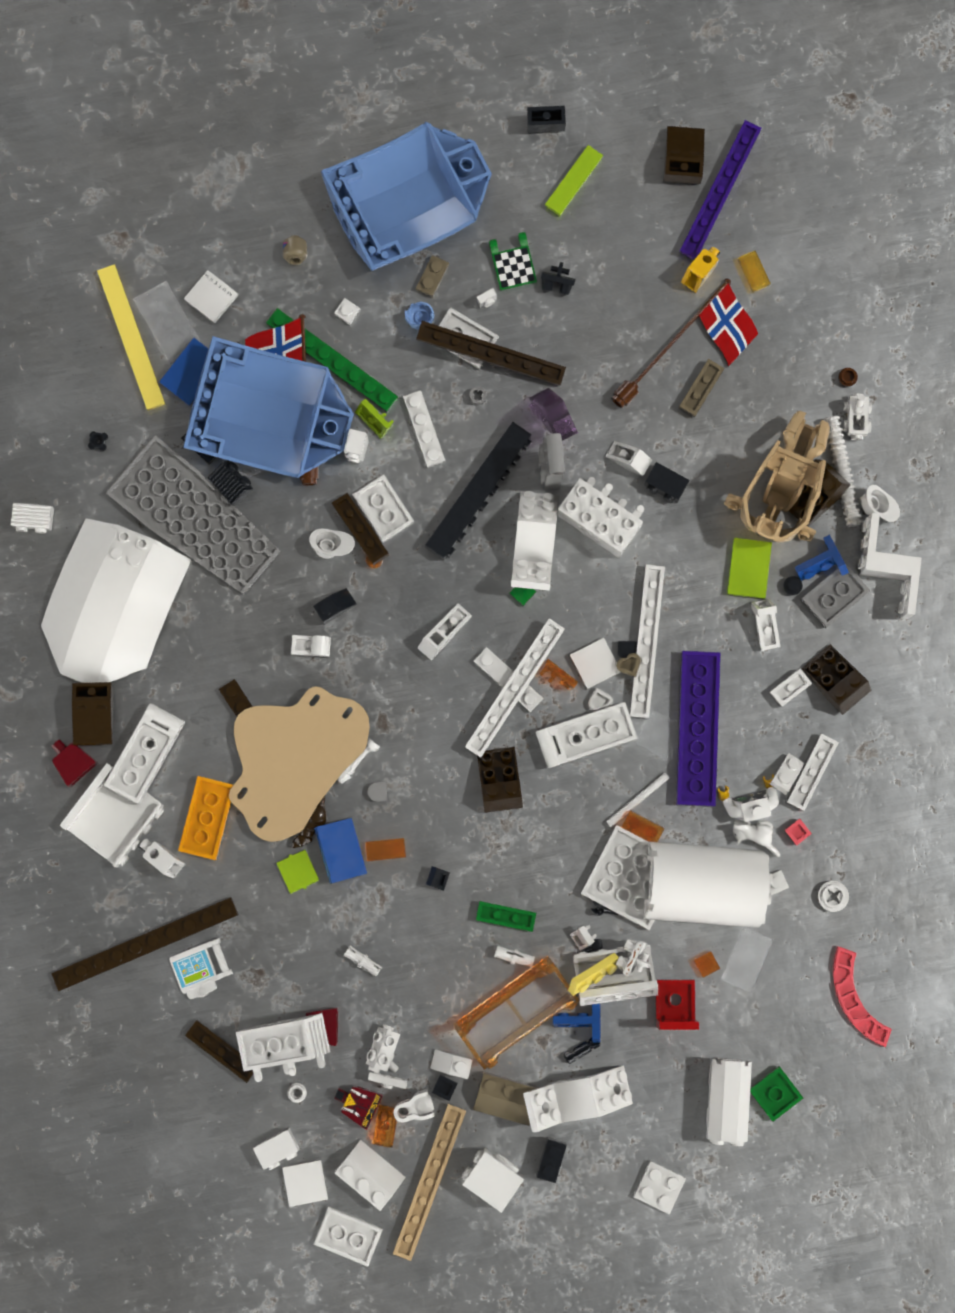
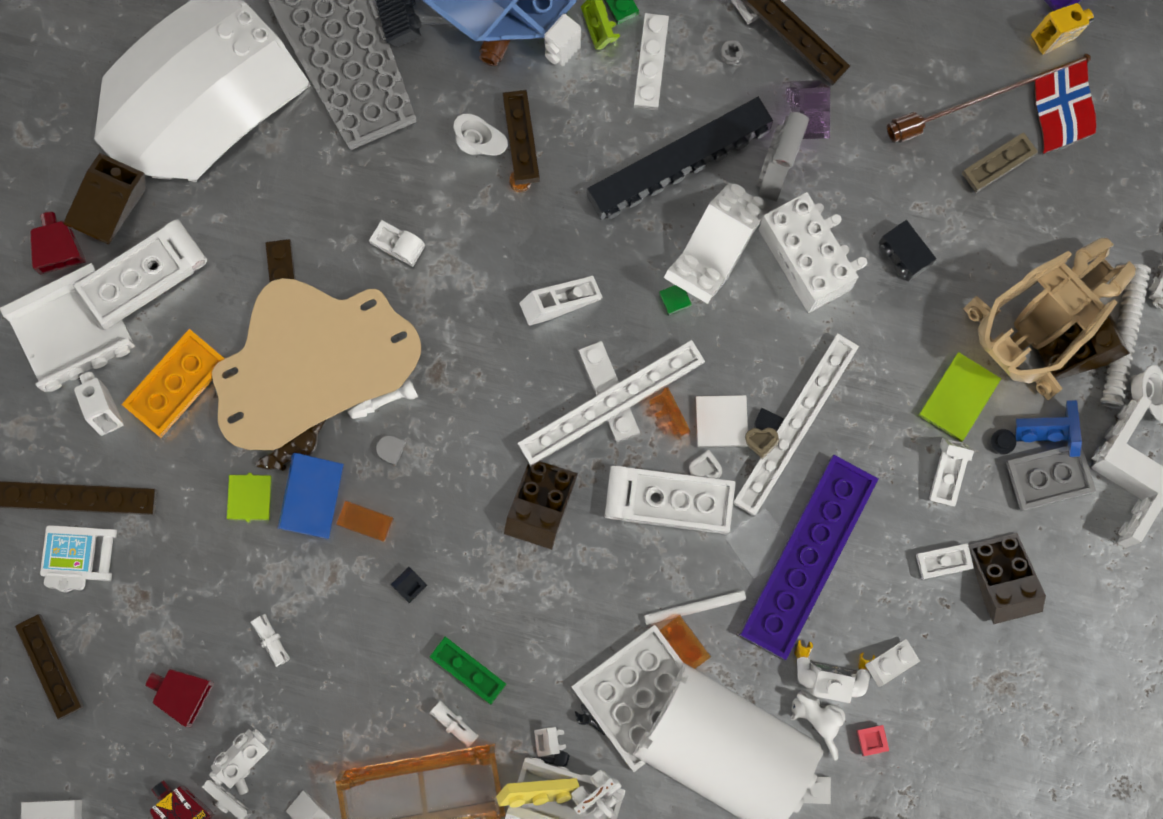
camera: 25 degrees right, 5 degrees down
(285, 1043) = (121, 692): white piece -> none
(292, 1097) = (104, 761): white plate -> none
(334, 605) = (447, 210): black slope -> none
(383, 508) = (559, 128): white tile -> none
(629, 457) = (876, 202): white slope -> none
(754, 271) = (1123, 61): clear yellow plate -> none
(812, 772) = (924, 676): white plate -> none

